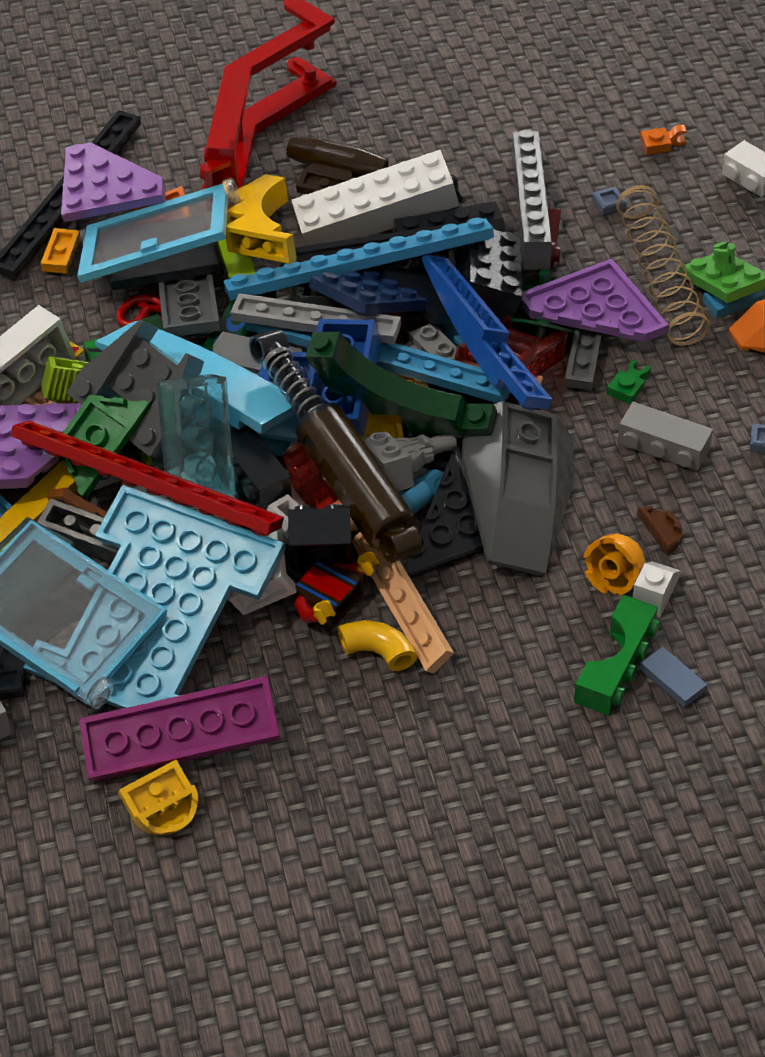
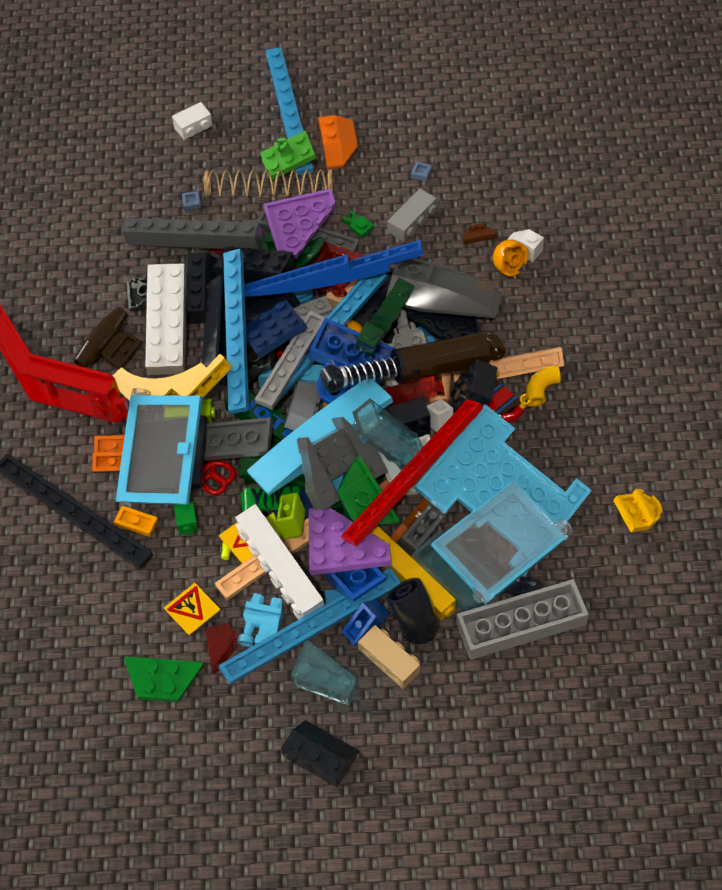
camera: 75 degrees left, 10 degrees up
(68, 294) = (186, 519): none -> green brick
(105, 183) = (85, 480): medium lavender plate -> none
(179, 729) = (594, 492): magenta plate -> none
(603, 681) = (554, 261): green arch -> none
(660, 140) = (144, 162): orange plate -> none
(673, 676) = (589, 252): sand blue tile -> none

